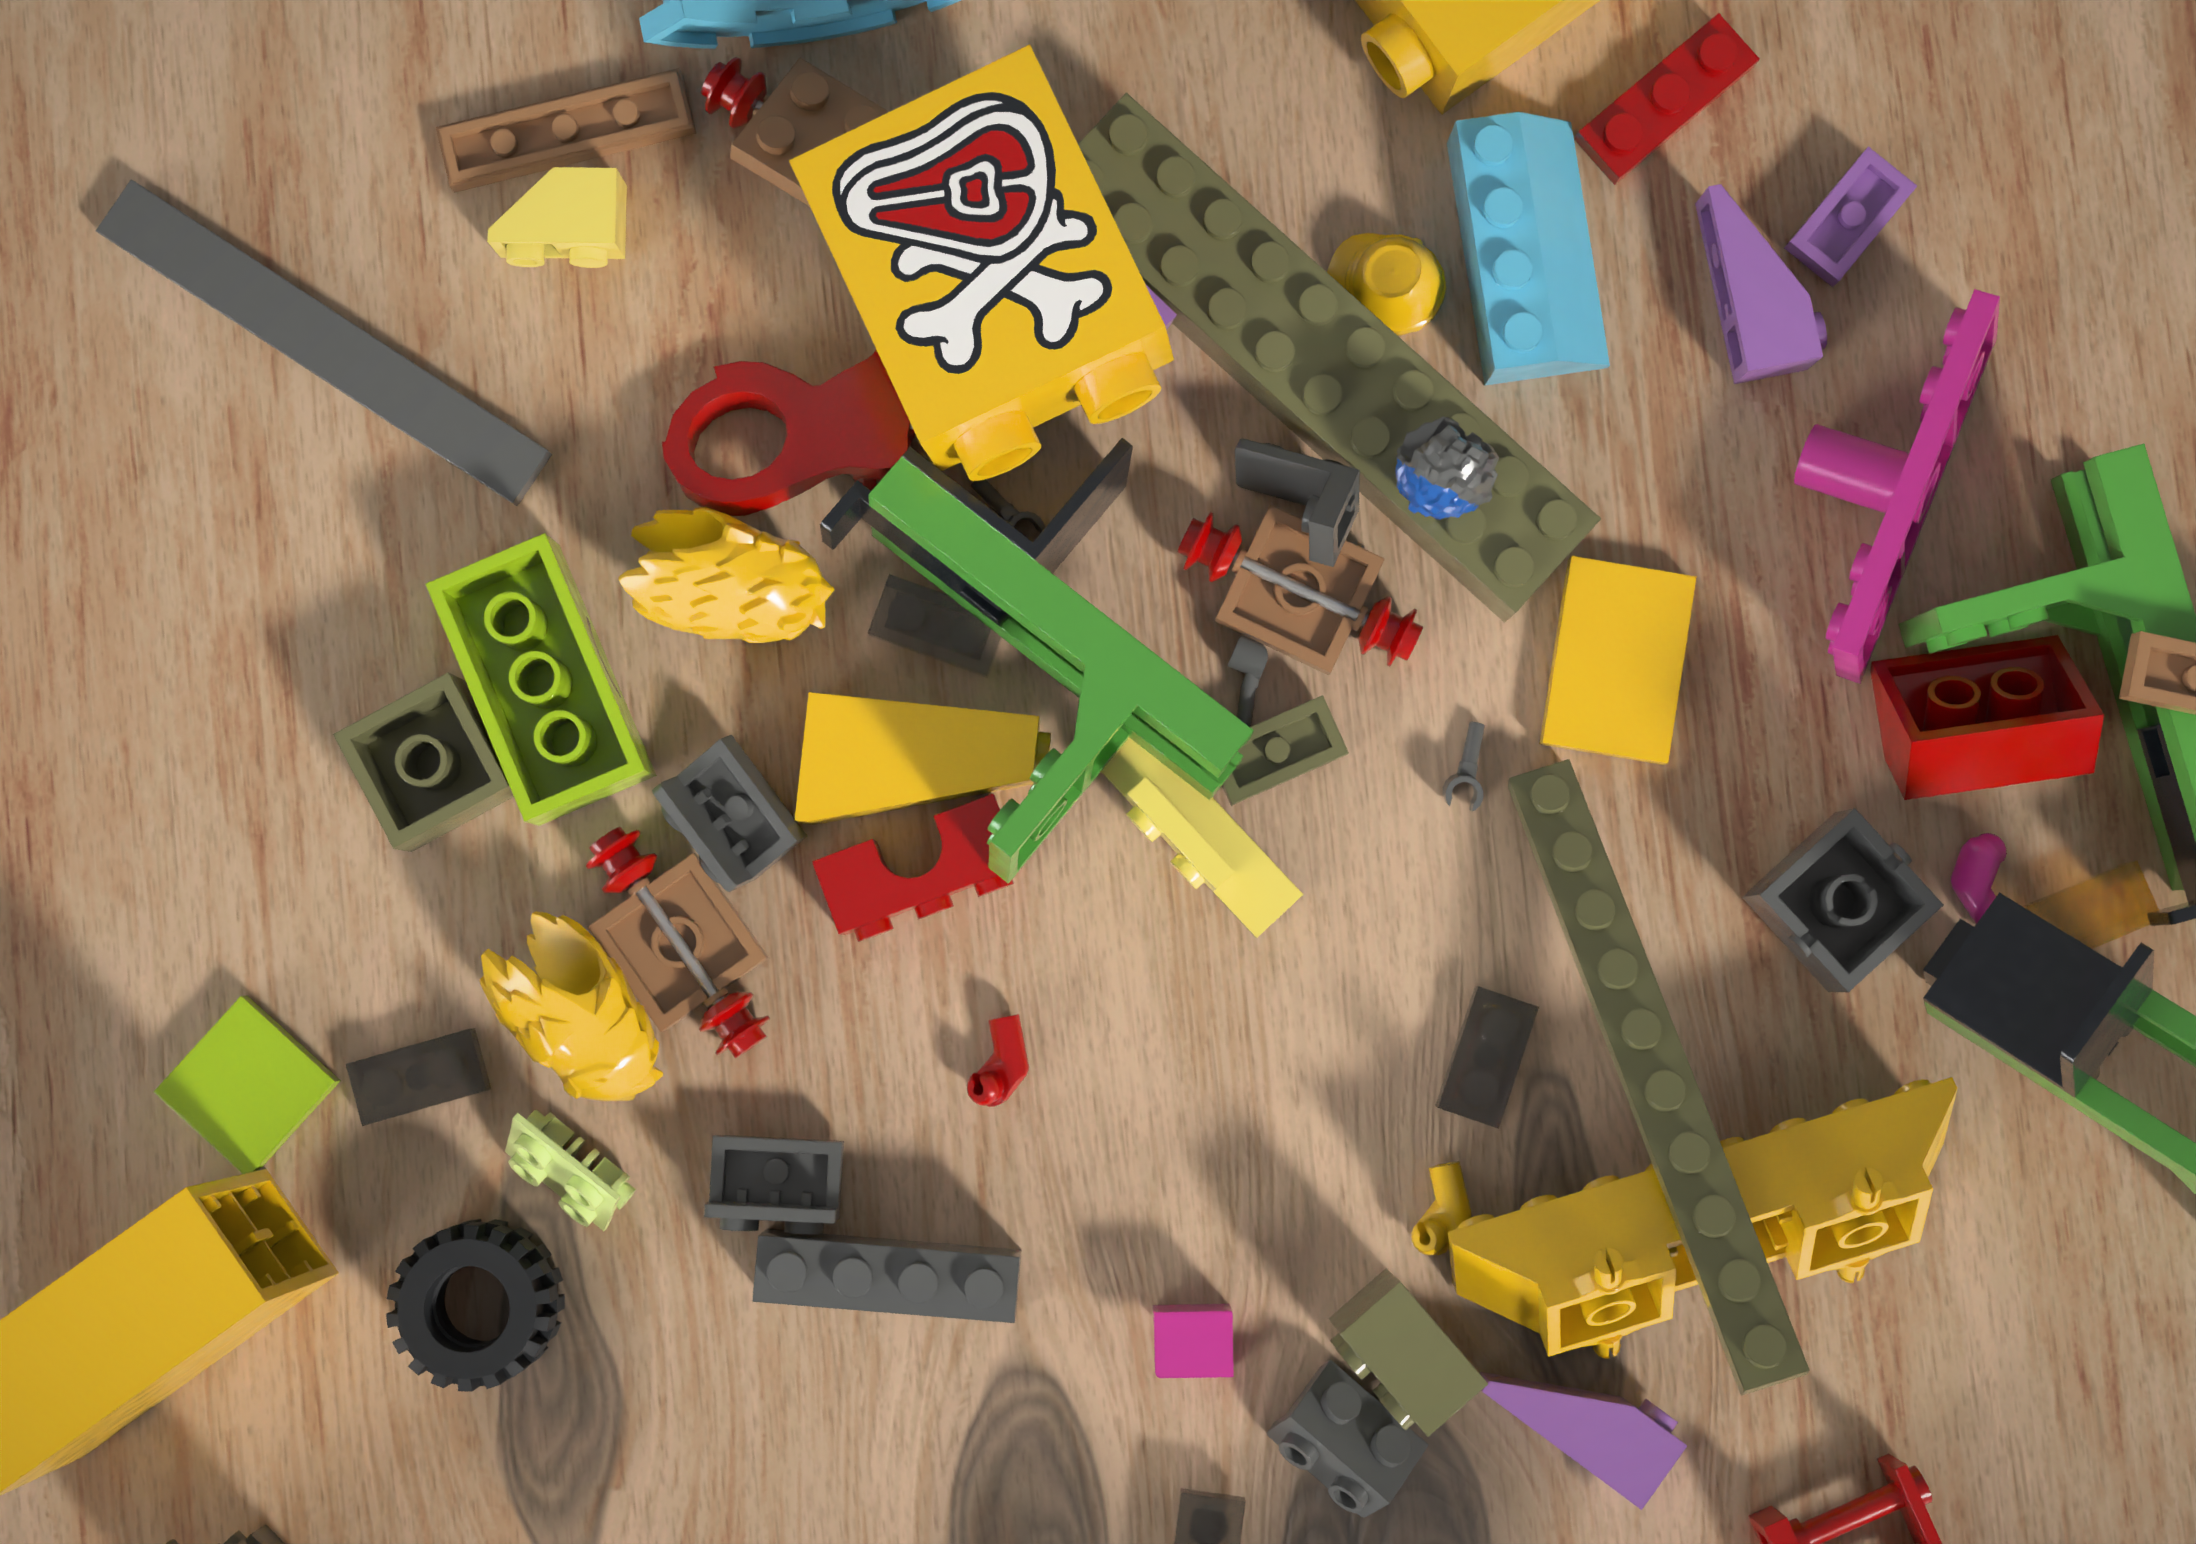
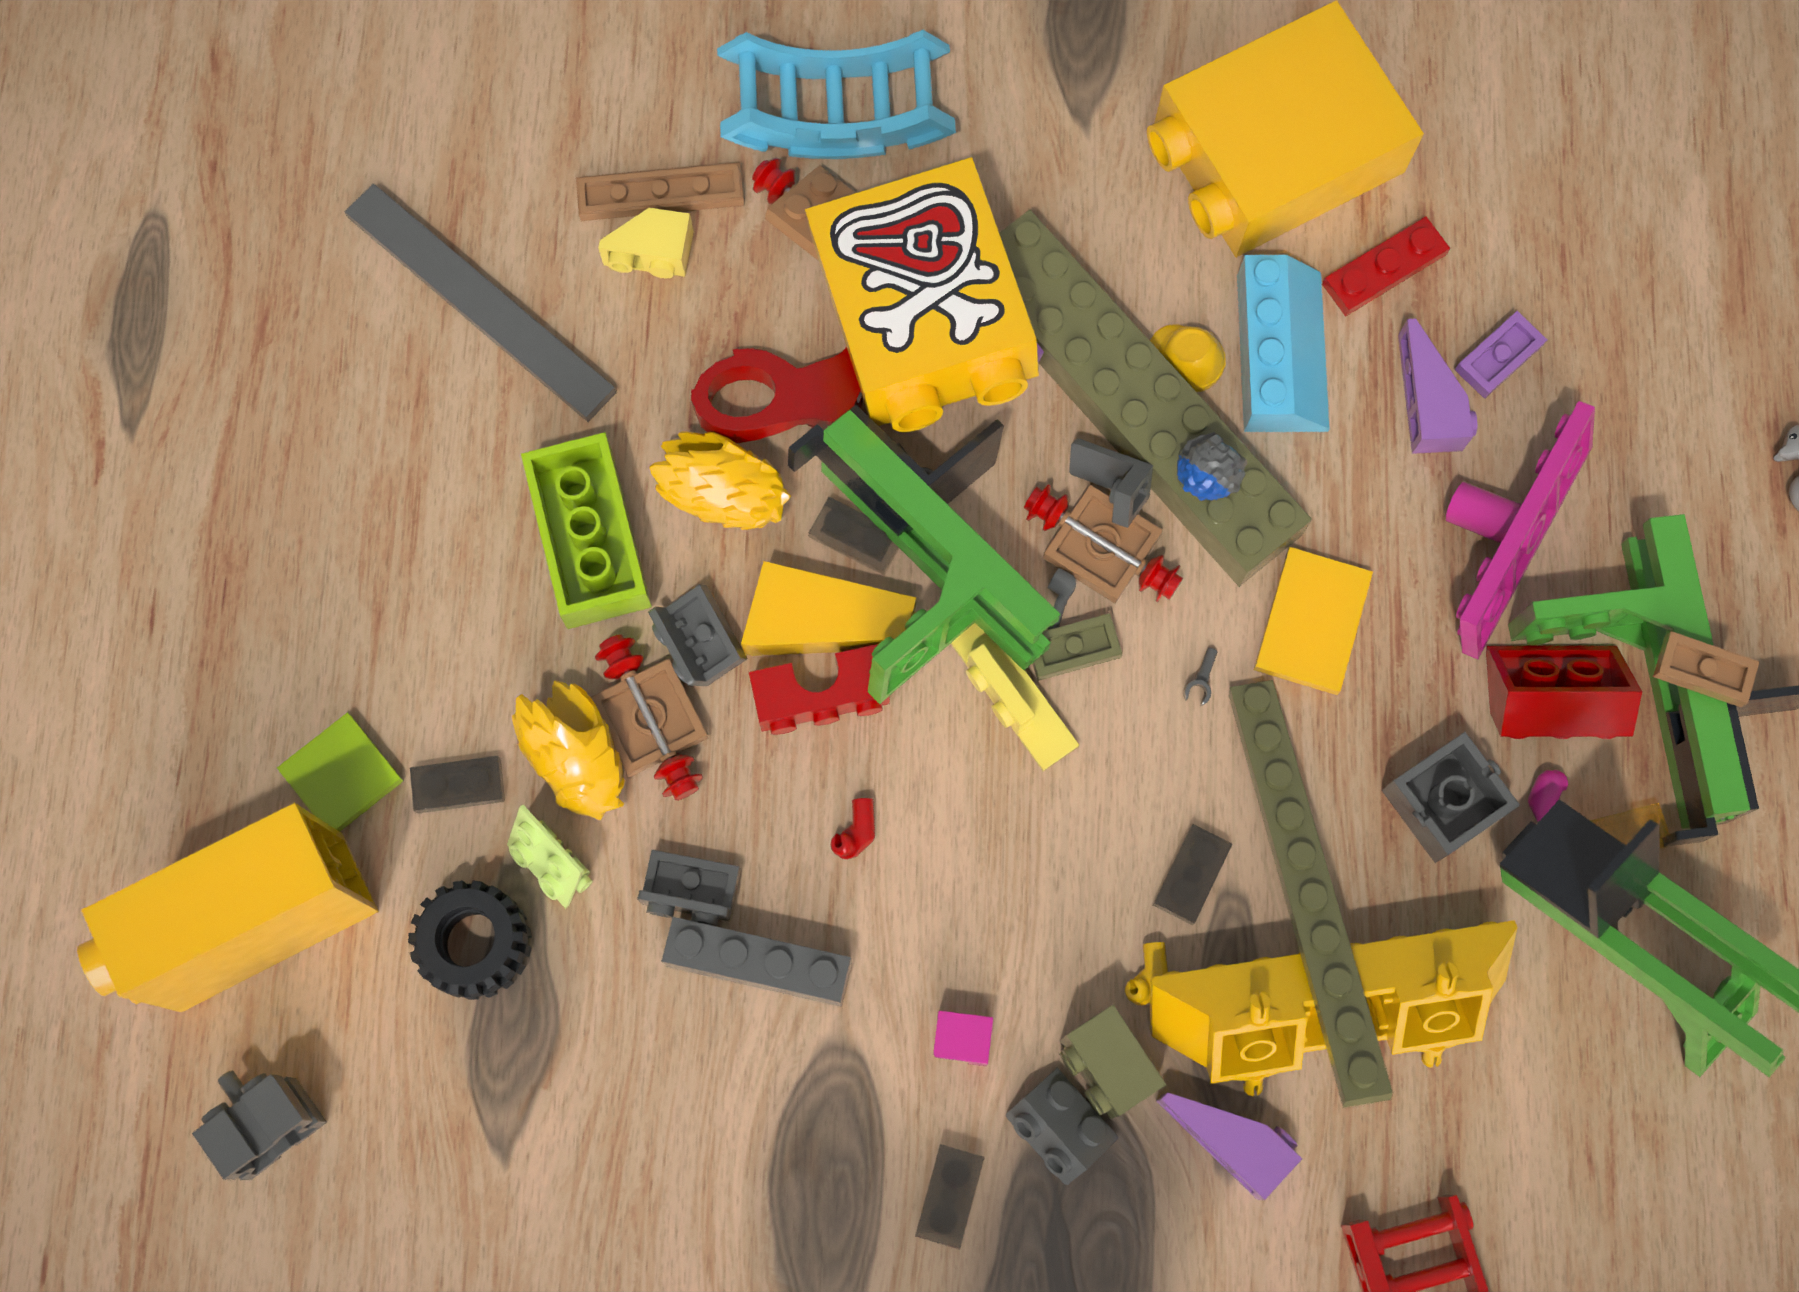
camera: 10 degrees right, 10 degrees down
(425, 763) = (501, 573): olive brick -> none

